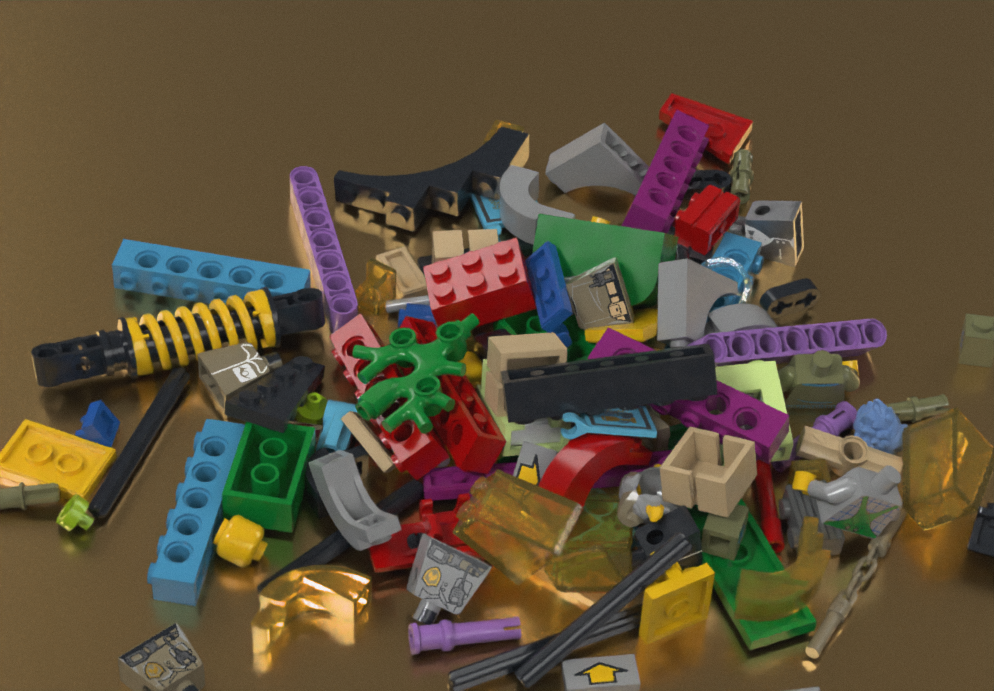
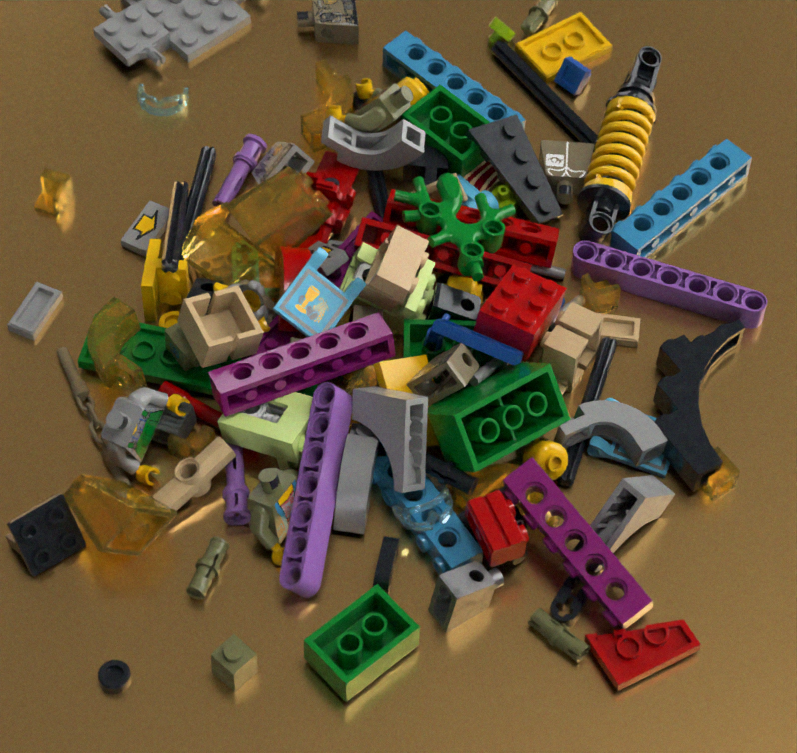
camera: 125 degrees right, 10 degrees up
(300, 528) = (376, 112): none -> olive torso
(609, 383) = (328, 289): black brick -> none
(879, 427) = (198, 514): medium blue hair -> none
(880, 269) = (361, 642): none -> green brick

